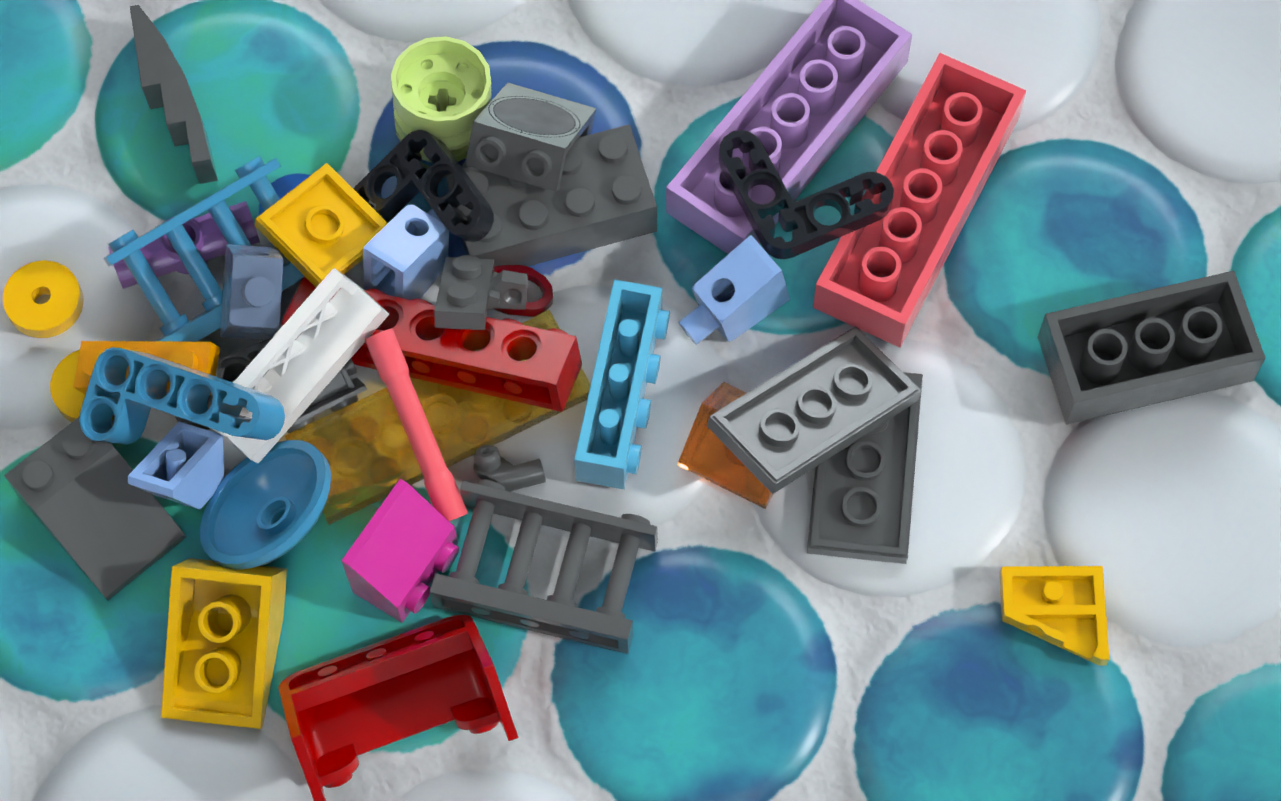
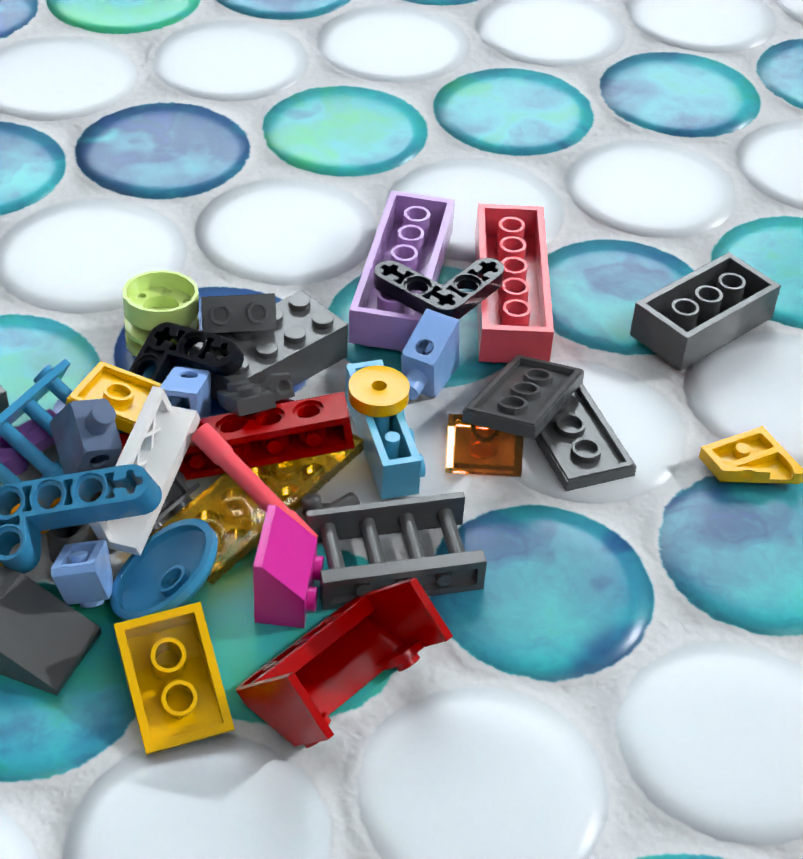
camera: 30 degrees left, 25 degrees down
(628, 365) = (378, 391): none -> yellow piece

